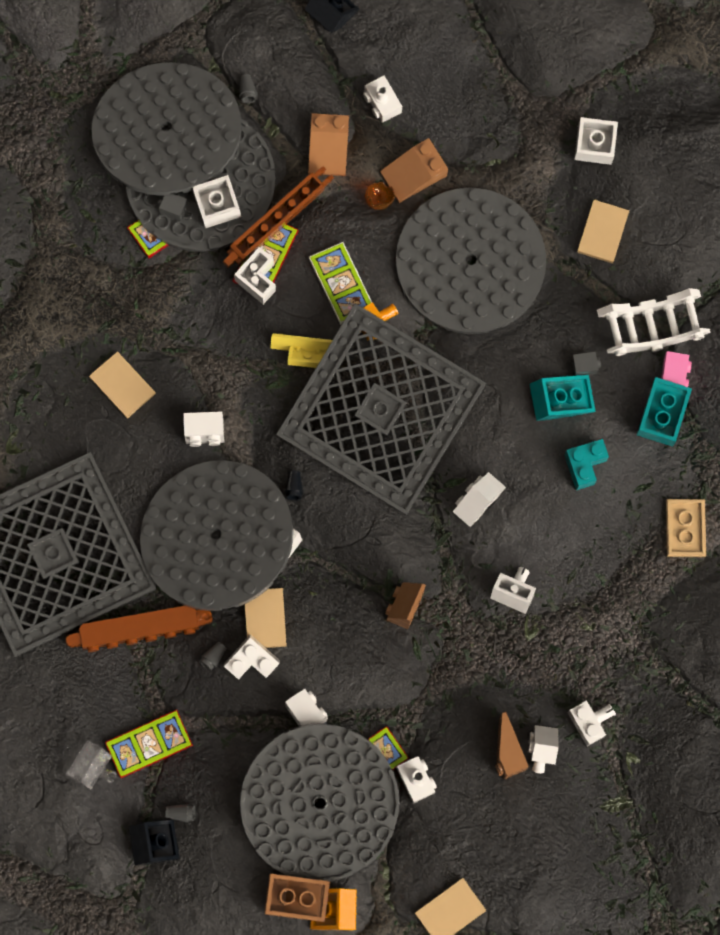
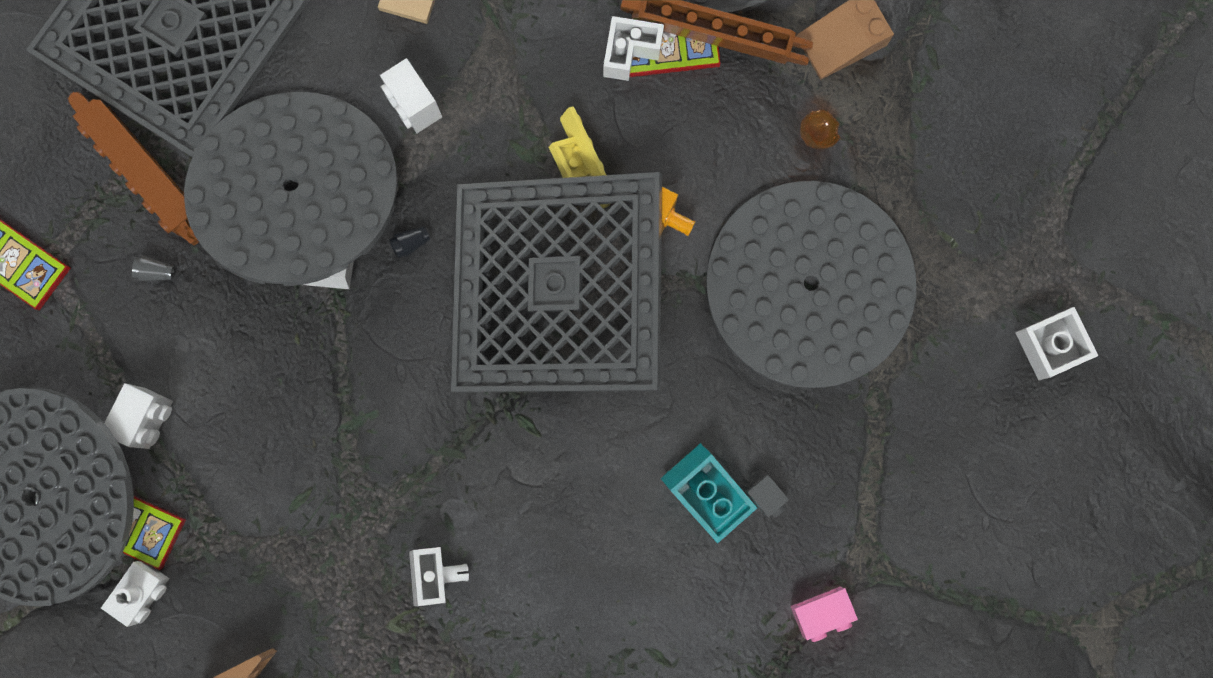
camera: 65 degrees right, 5 degrees up
(251, 653) = (174, 314): white brick -> none
(266, 618) = (231, 306): tan tile -> none
(339, 280) = (690, 147): tile -> none
(382, 99) = (941, 64): white brick -> none
(405, 604) = (335, 456): medium nougat slope -> none
(415, 170) = (878, 153): medium nougat slope -> none
(478, 498) = (520, 465): white brick -> none
(581, 460) = (643, 562): teal brick -> none
(603, 231) = (948, 420): tan tile -> none
(647, 308) = (883, 531): white fence -> none
(664, 411) = (766, 630): teal slope -> none

